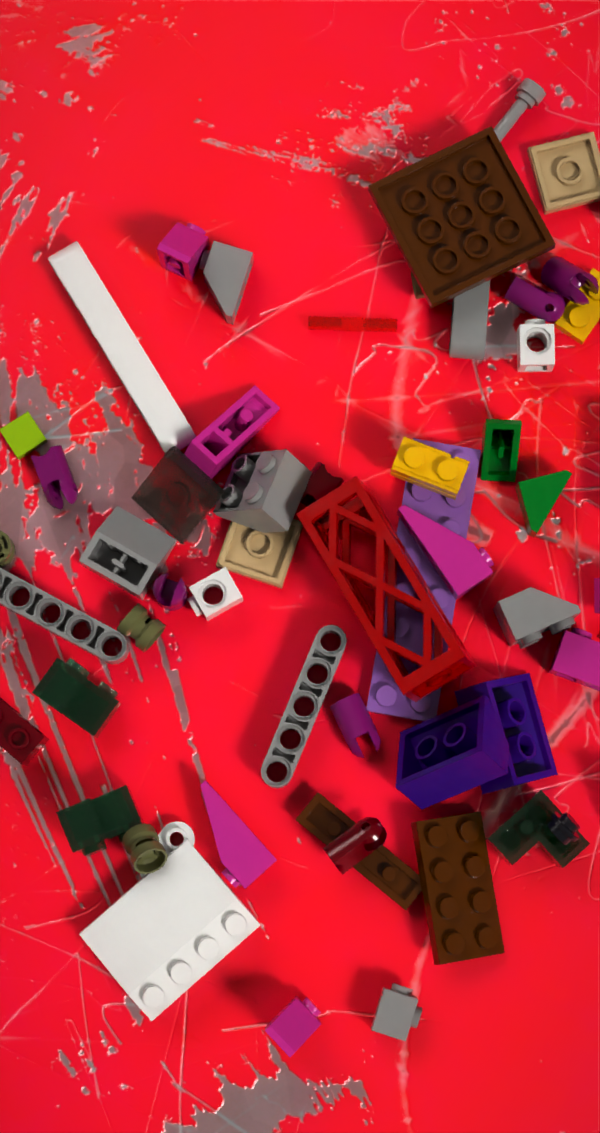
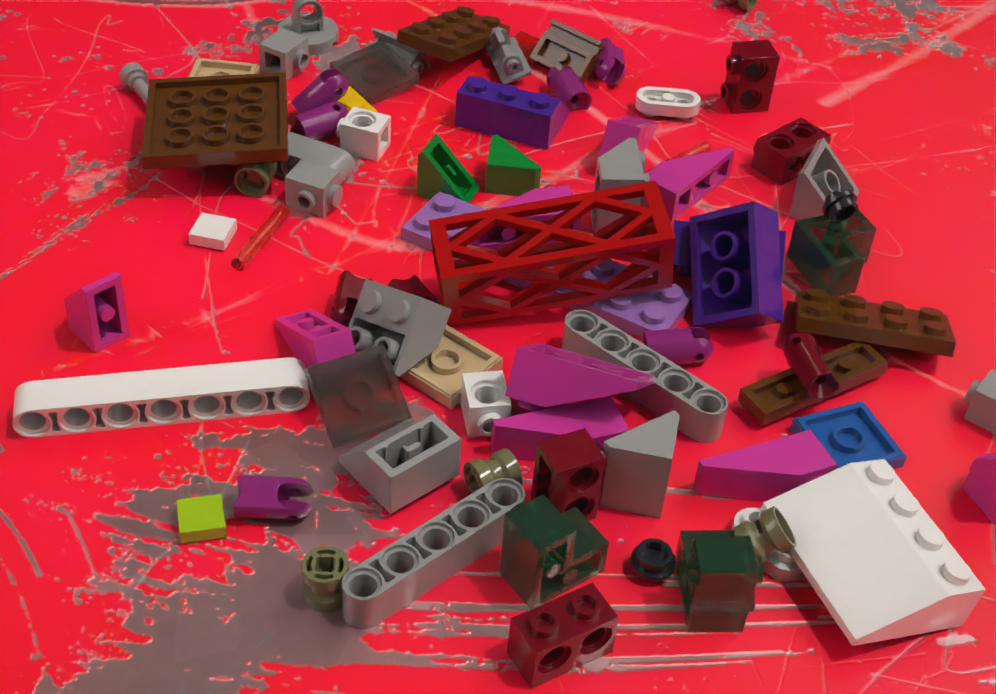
camera: 75 degrees left, 40 degrees down
(111, 771) = (653, 560): none -> black plate
(143, 687) = (570, 472): none -> dark red brick
(170, 594) = (469, 423): magenta piece -> none
(179, 742) = (640, 467): none -> slope
(211, 676) = (523, 431): none -> dark pink slope
(226, 276) = (156, 296): light grey slope -> none
(248, 661) = (556, 376): none -> dark pink slope
(295, 437) = (346, 297): none -> dark red piece
(305, 893) = (851, 435): none -> blue tile
(341, 281) = (212, 231): none -> white tile
(428, 340) = (313, 188): none -> light grey brick
(429, 468) = (444, 196): yellow brick -> none

